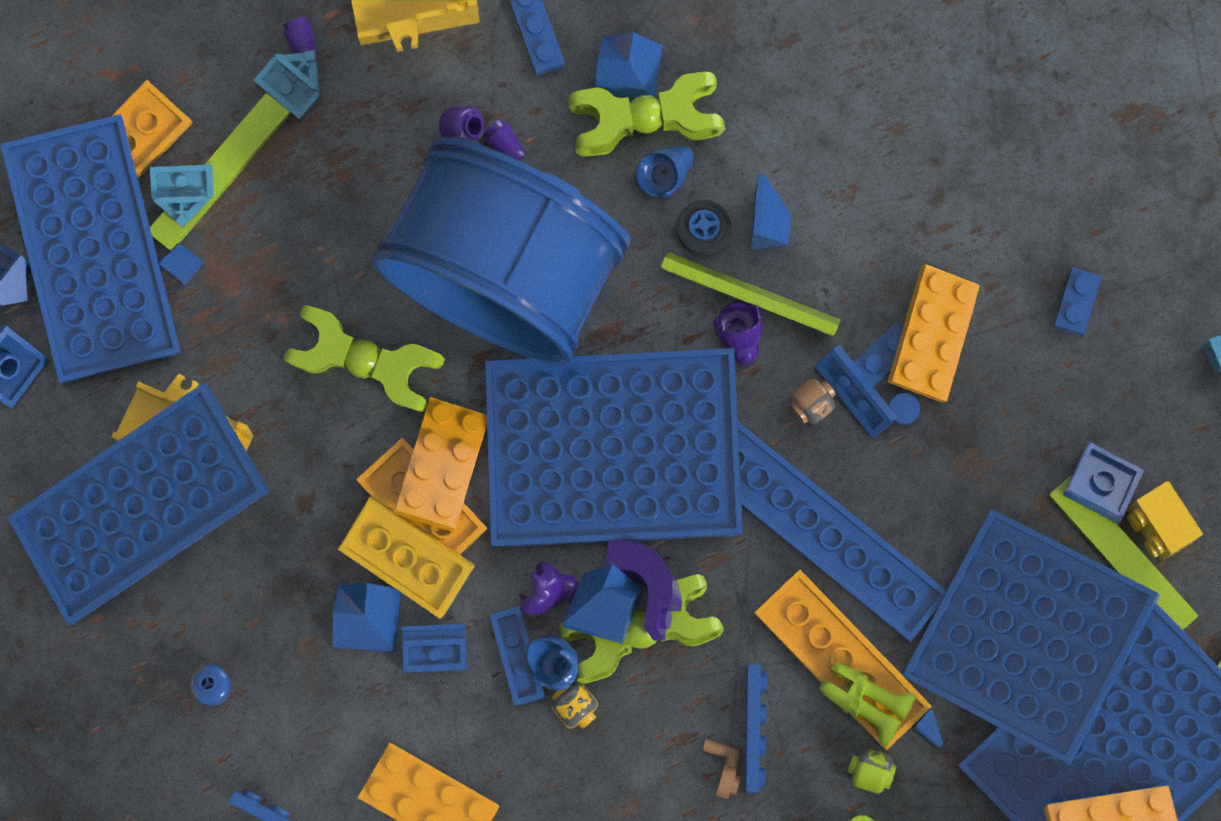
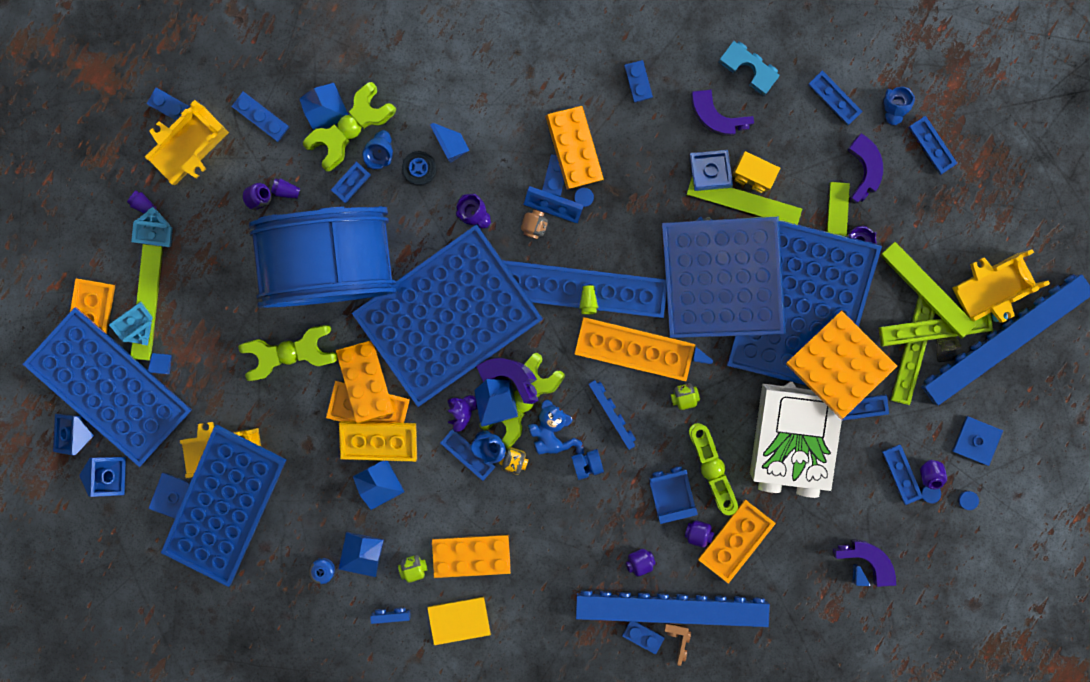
camera: 35 degrees left, 10 degrees up
(70, 446) = (169, 495): none -> blue plate
(278, 700) = (361, 554): none -> blue slope
(336, 764) = (412, 568): none -> lime head
(434, 648) = (423, 477): blue plate -> none
(604, 186) = (351, 182): none -> blue plate
(665, 684) = (552, 420): none -> blue animal
(686, 781) = (594, 464): none -> blue wheel
(729, 780) = (616, 449): medium nougat plate -> none
(750, 293) = (466, 188): lime tile -> none
(820, 551) = (588, 300): none -> lime cone
(852, 700) = (653, 369): lime piece -> none
(1148, 416) = (709, 117): none -> dark purple arch

